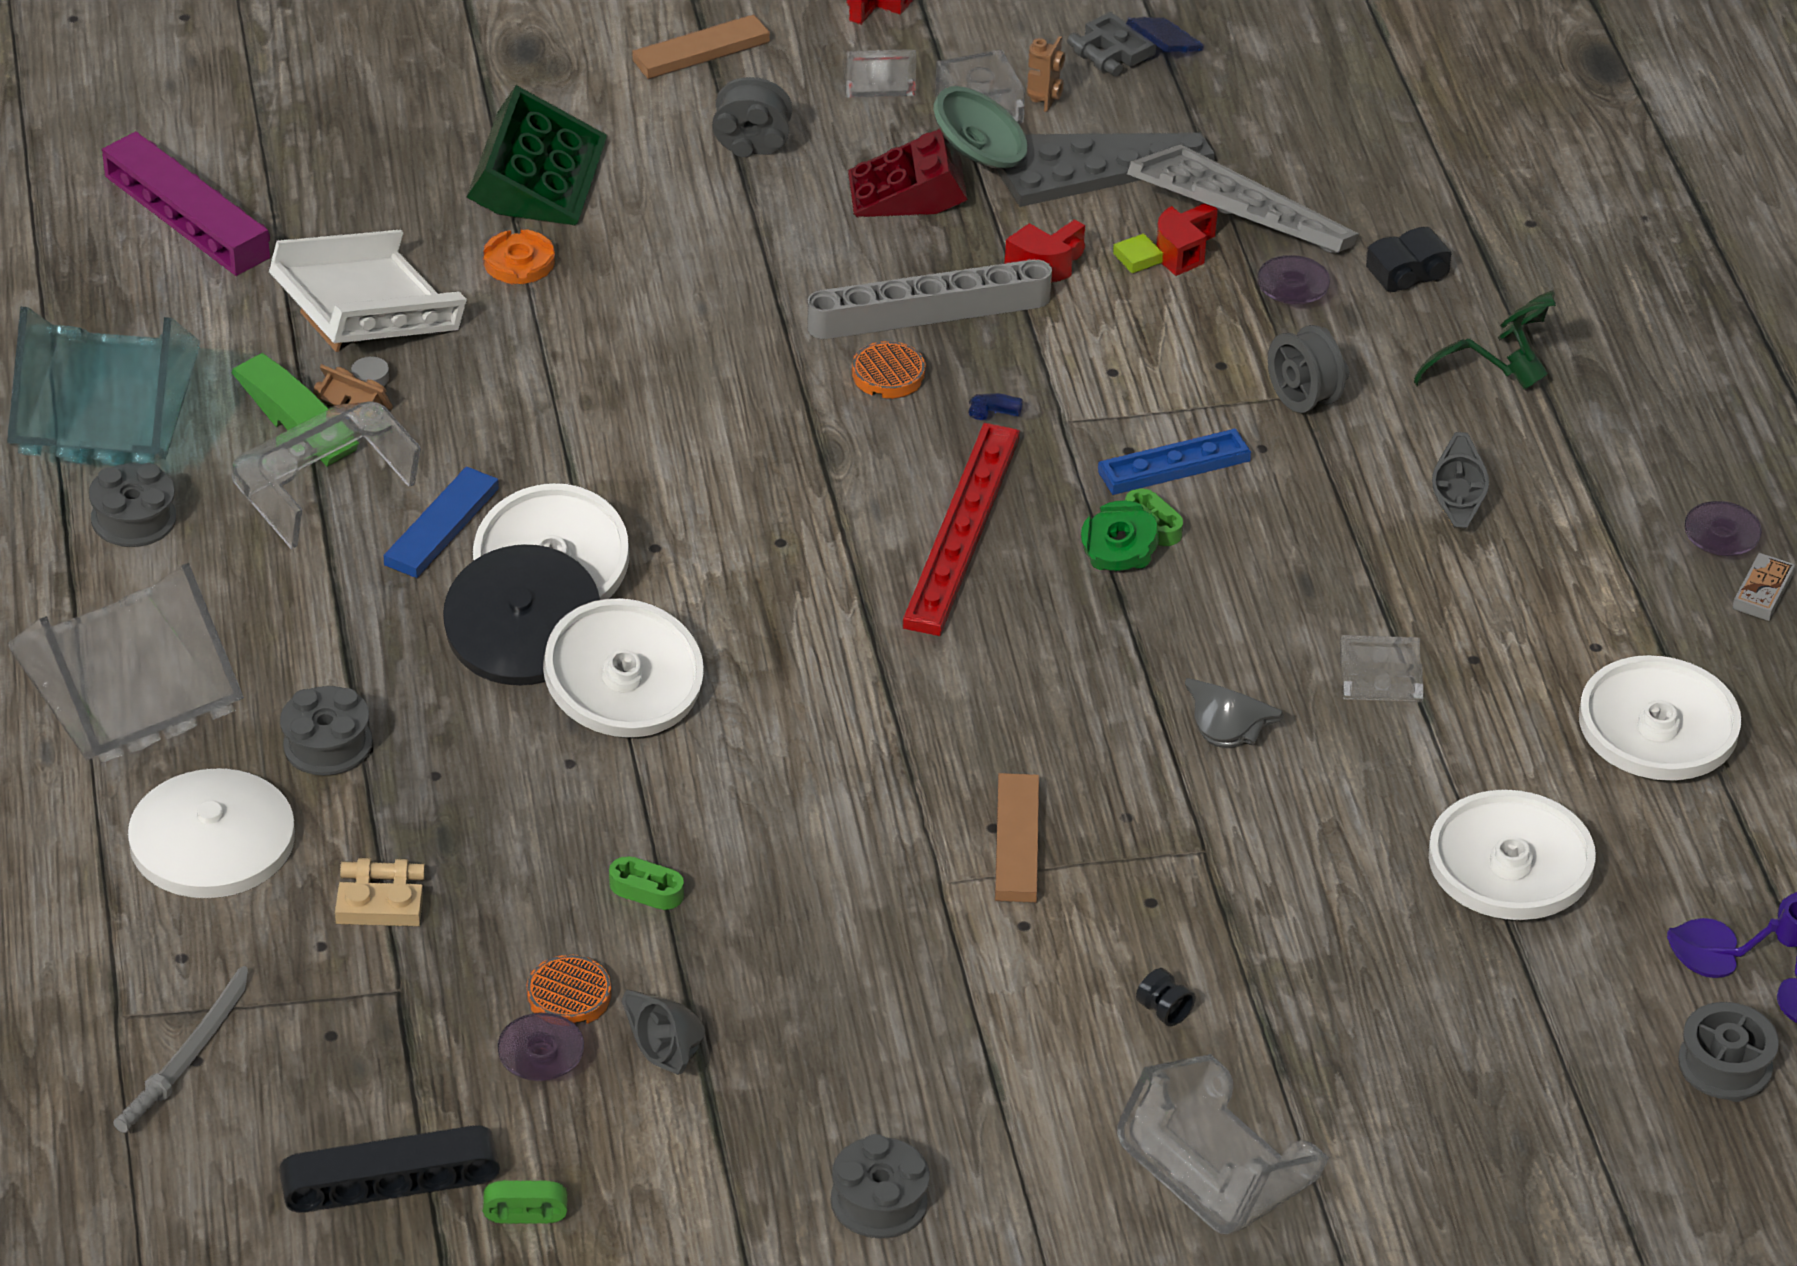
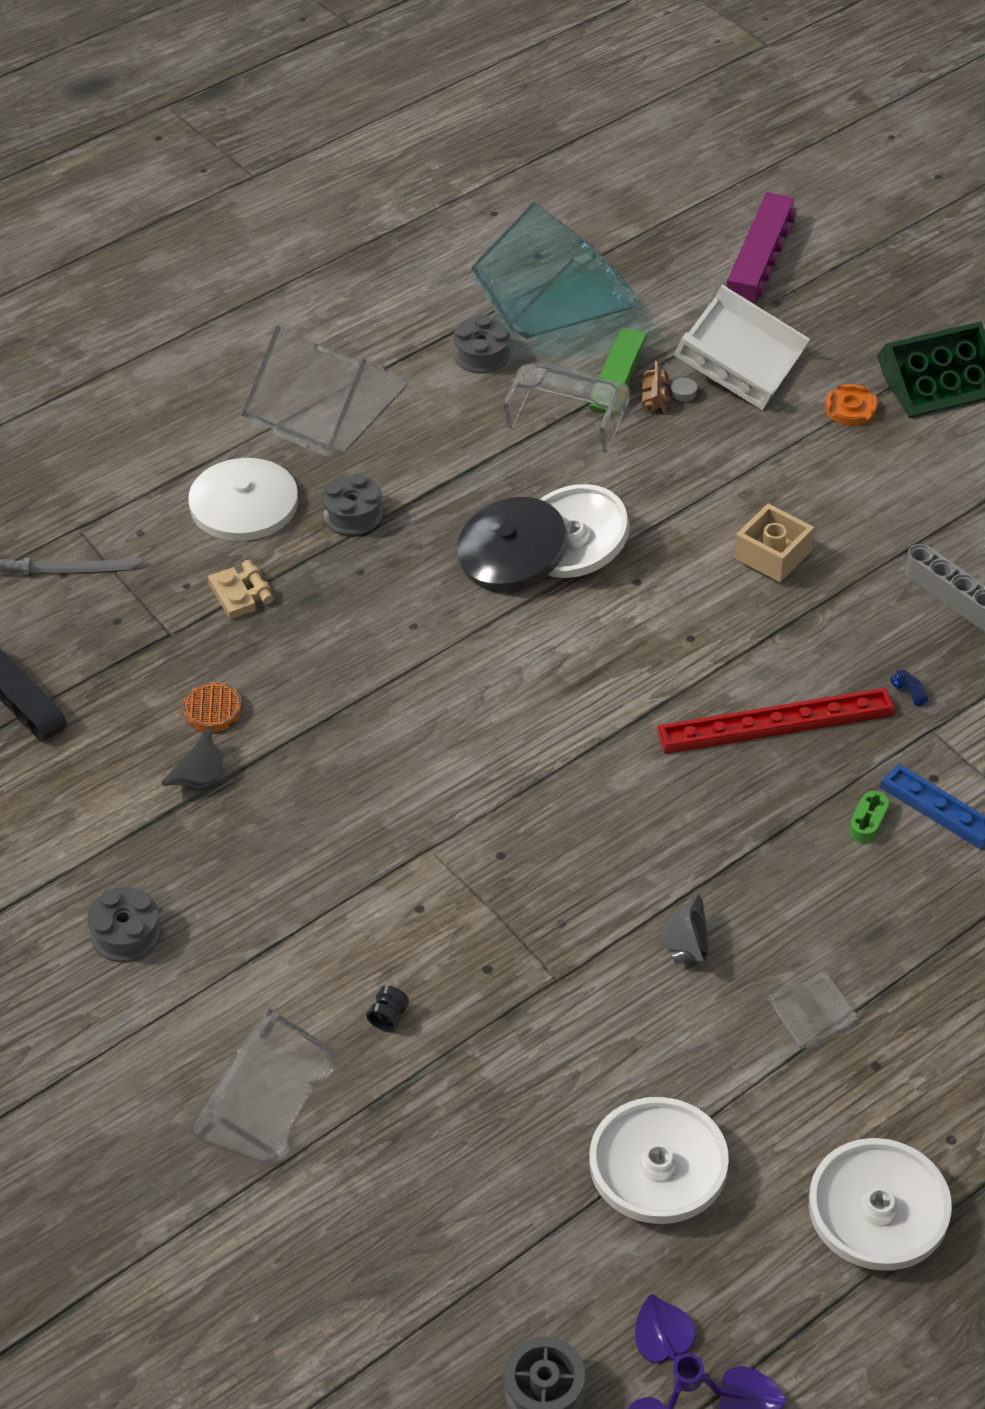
camera: 65 degrees right, 5 degrees up
(441, 522) = (562, 475): blue tile -> none
(525, 1202) = (20, 760): bright green beam -> none
(540, 1046) = (149, 711): clear purple dish -> none
(623, 667) = (495, 607): white dish -> none
(646, 882) = (322, 703): bright green beam -> none
(708, 403) = (774, 542): none -> tan brick
(888, 369) = (900, 619): tile -> none
(1017, 838) = (494, 869): medium nougat tile -> none
(1125, 553) = (839, 805): green plate -> none

